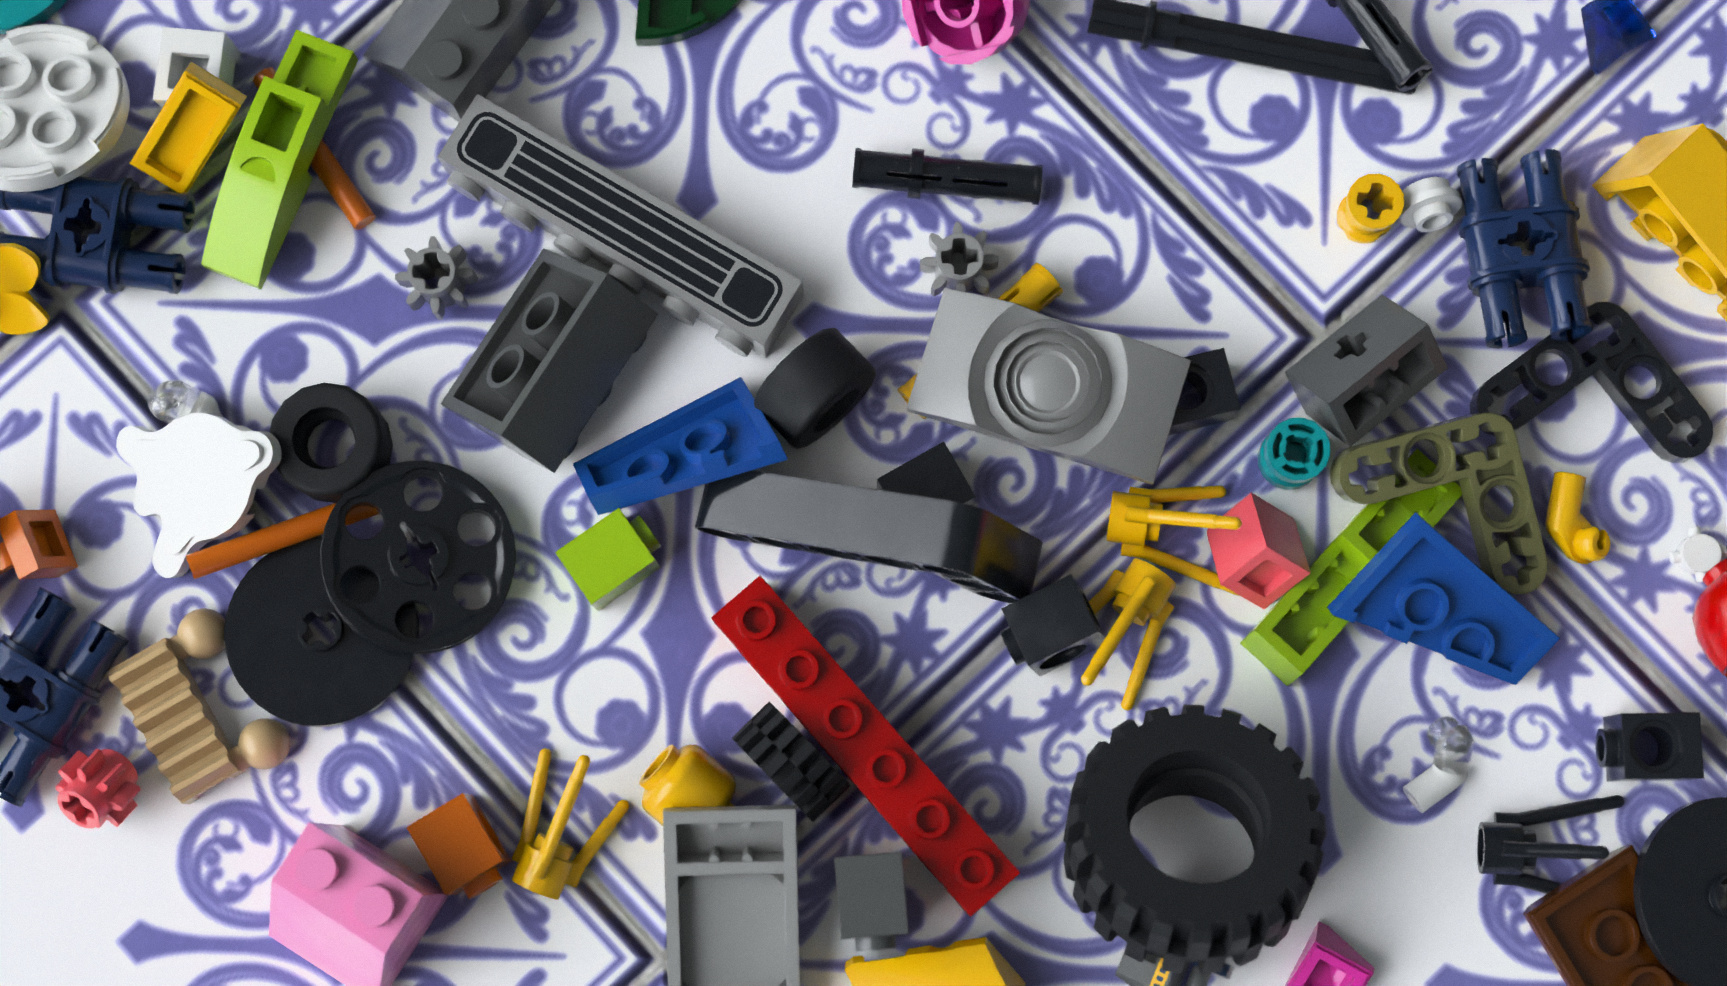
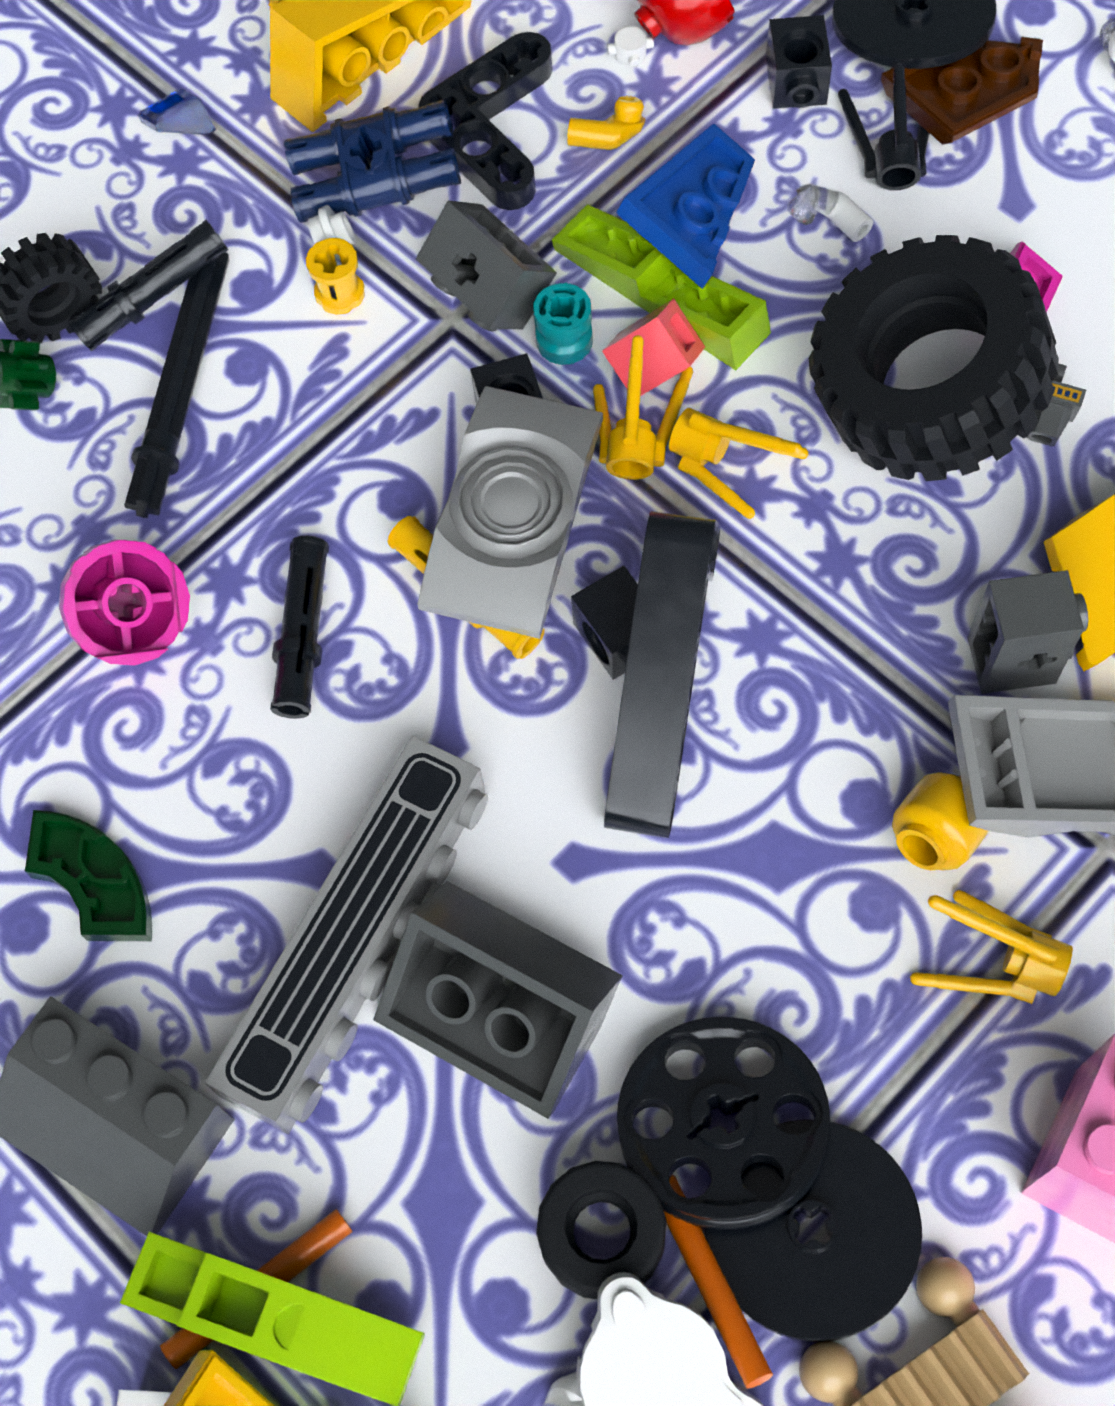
camera: 90 degrees left, 15 degrees down
(422, 268) = (394, 1114): light grey gear -> none
(460, 847) = (1031, 1048): orange brick -> none
(610, 557) = (708, 916): lime brick -> none
(682, 450) = (590, 847): blue wing -> none
(791, 761) = (901, 717): black tyre -> none
(814, 387) = (522, 719): black tyre -> none
(865, 746) = (869, 662): red brick -> none
(973, 256) = (384, 590): light grey gear -> none
(1051, 626) = (741, 501): black brick -> none
(1476, 478) = (630, 165): olive beam -> none

